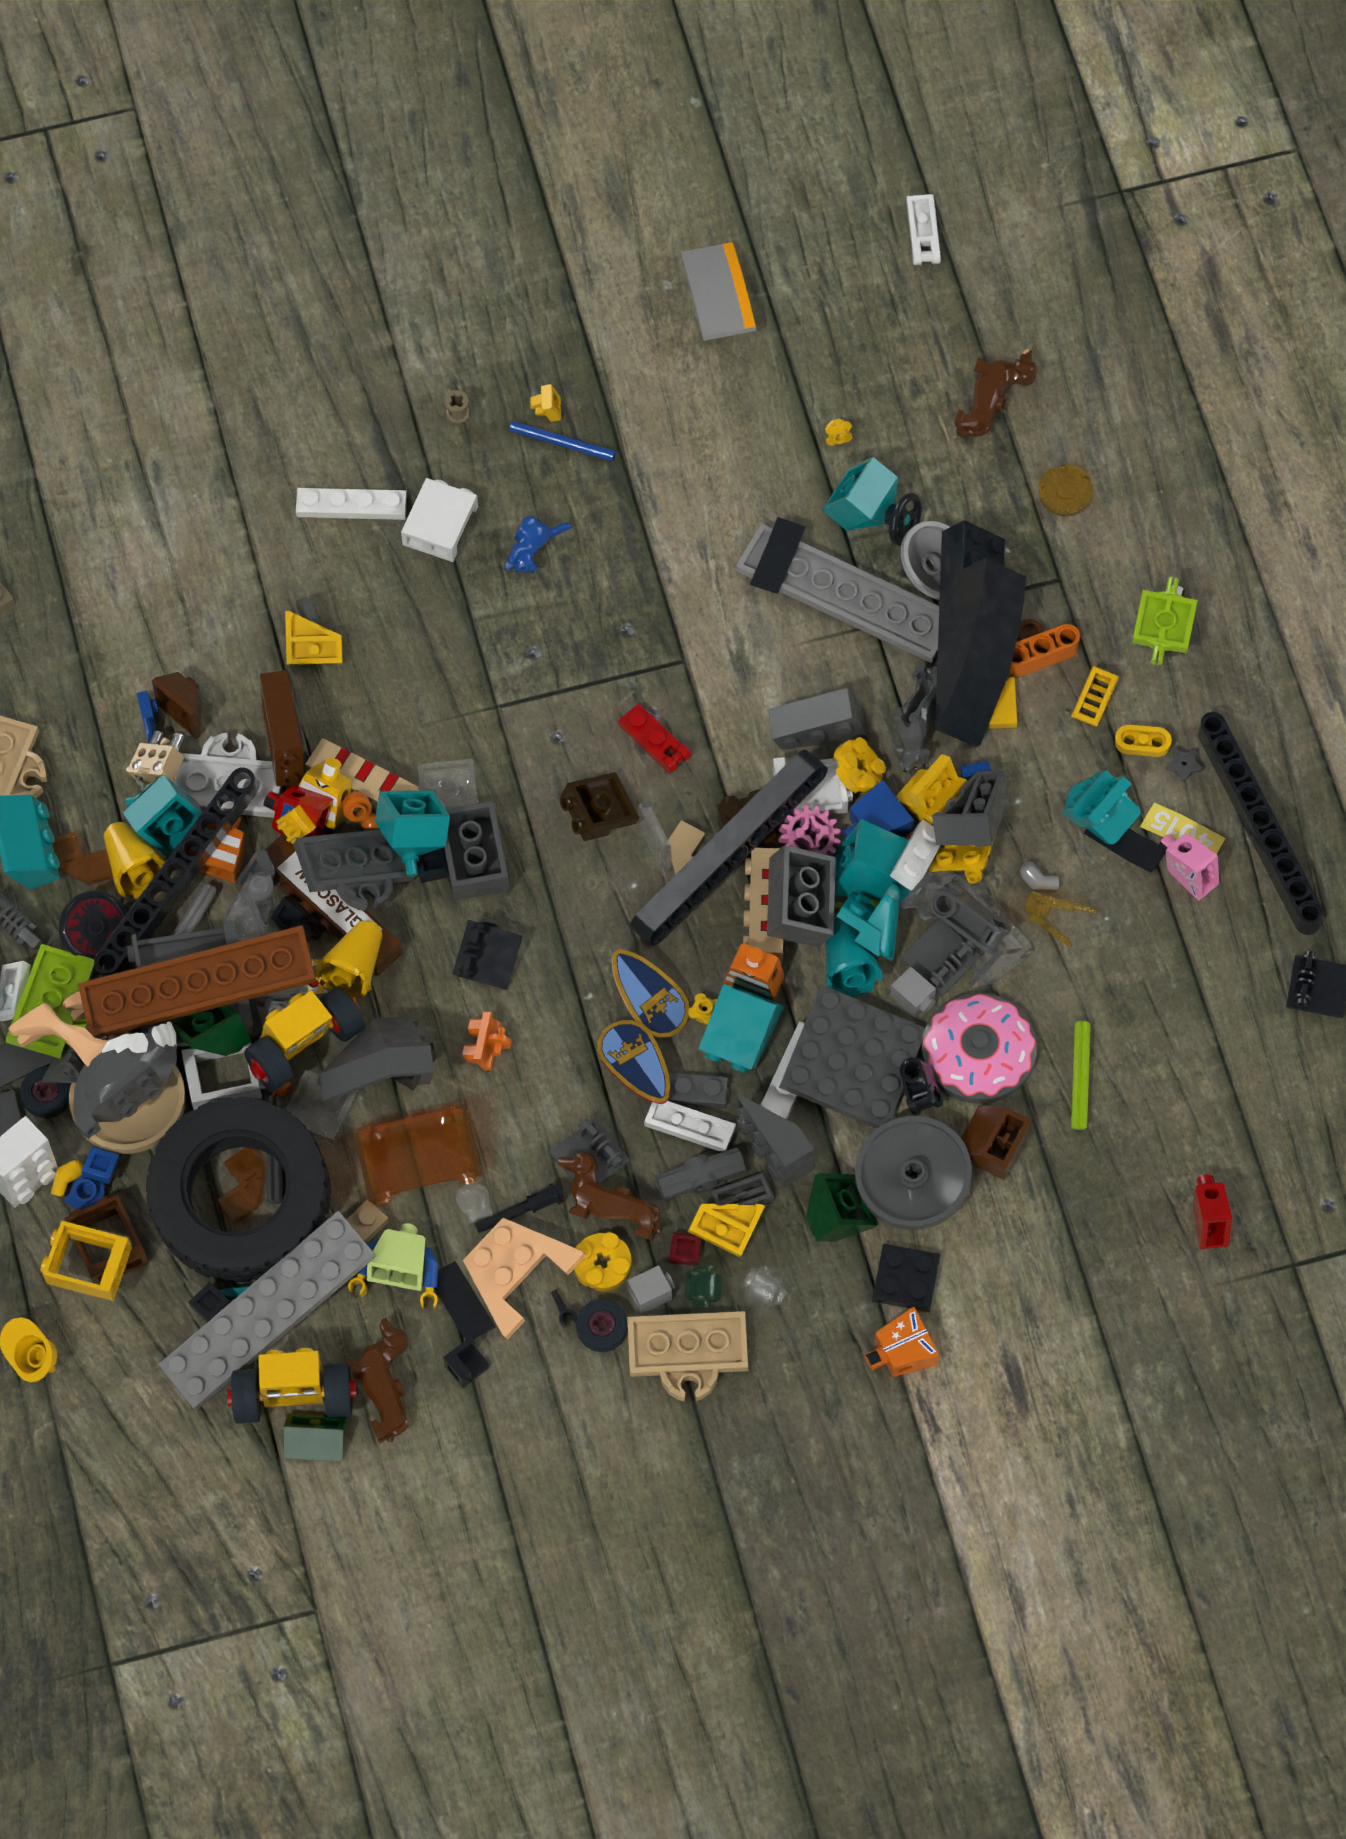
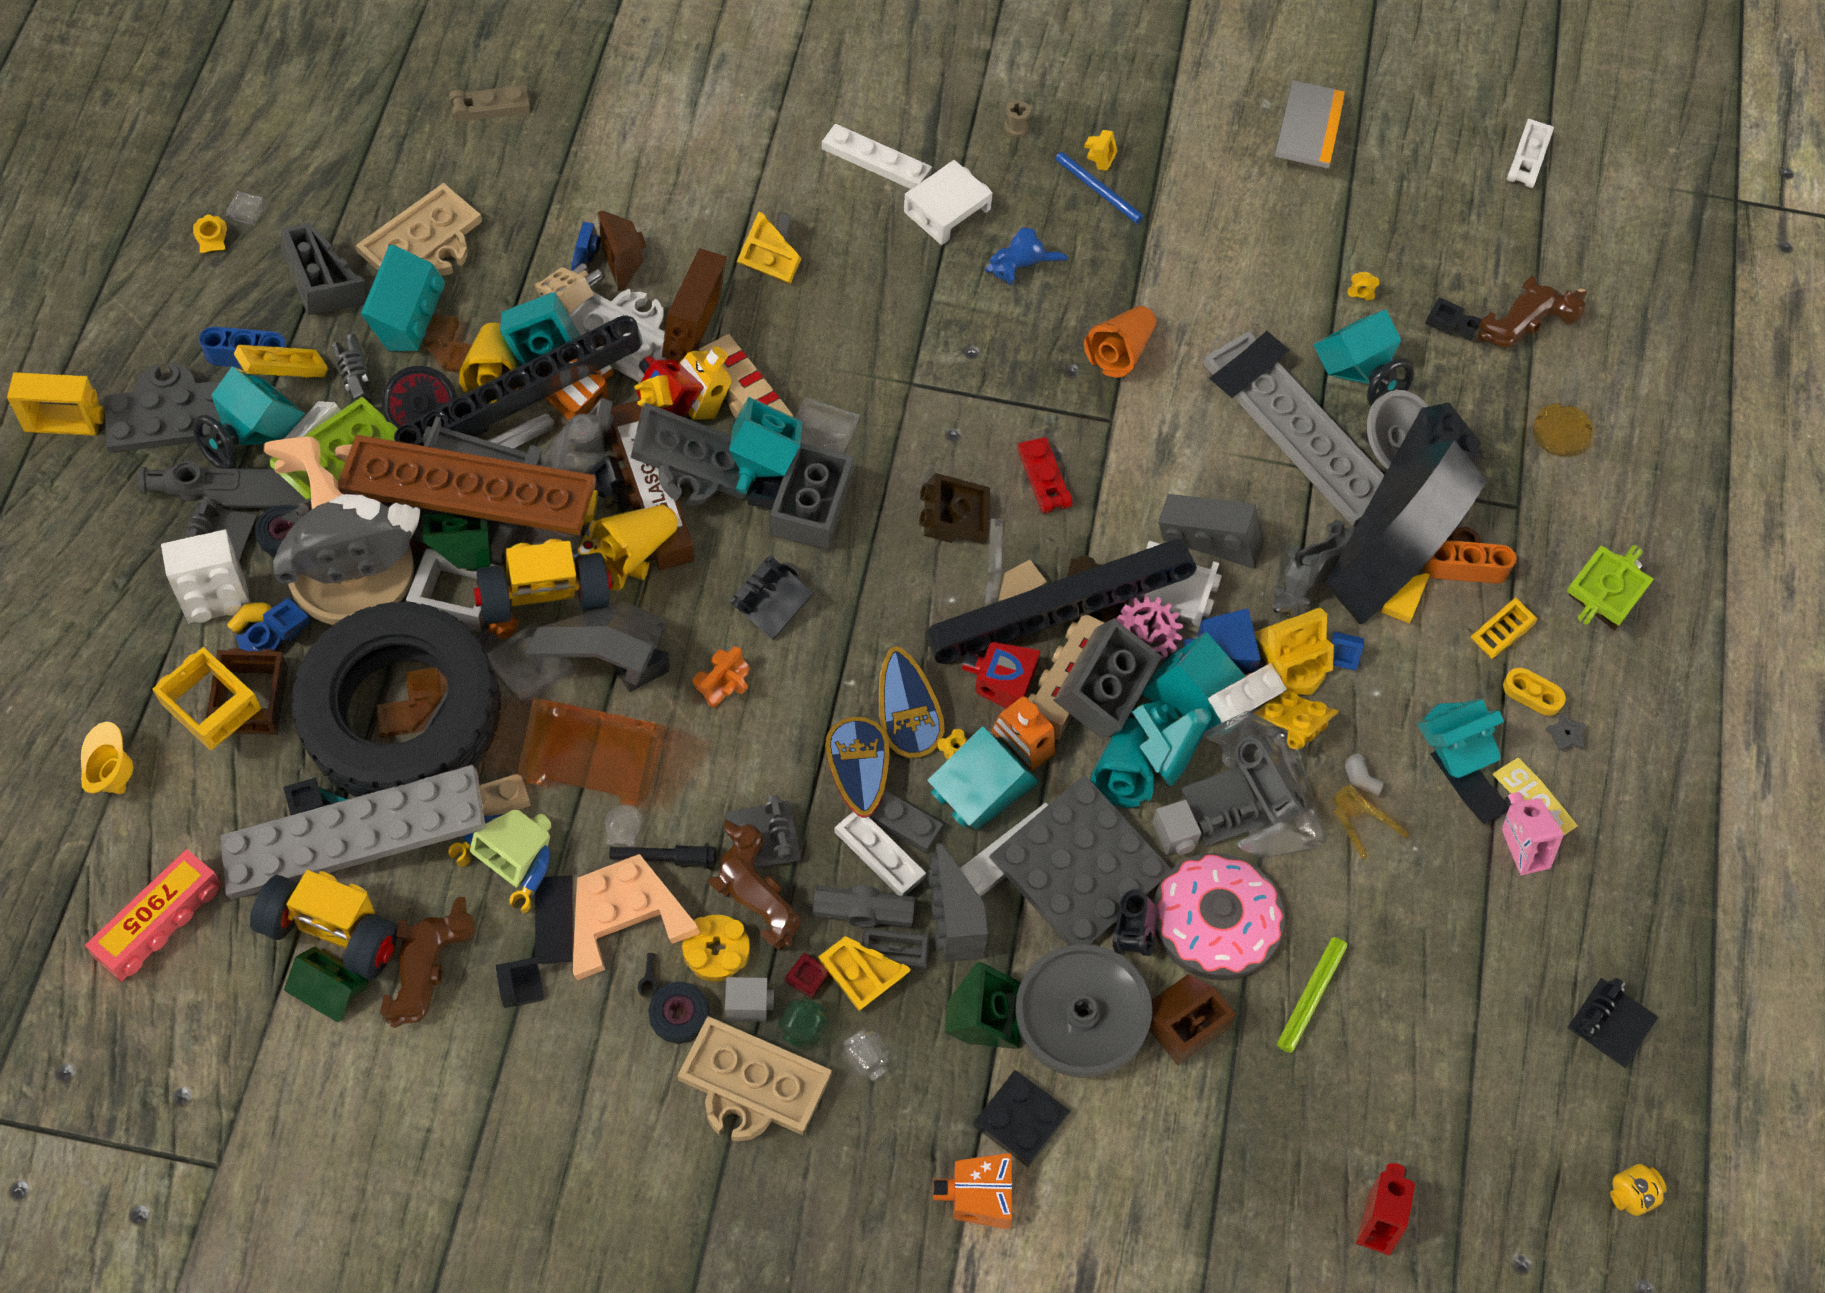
camera: 20 degrees right, 5 degrees down
(147, 1450) = (154, 915): none -> coral brick
(361, 800) = (731, 402): orange plate -> none
(658, 584) = (1120, 341): none -> orange cone
(711, 930) = (1003, 672): none -> red torso
(854, 754) = (1231, 571): yellow plate -> none
(924, 428) = (1449, 317): none -> black plate
(975, 812) = (1325, 680): dark grey wedge -> none
(1260, 835) = (1618, 838): black beam -> none

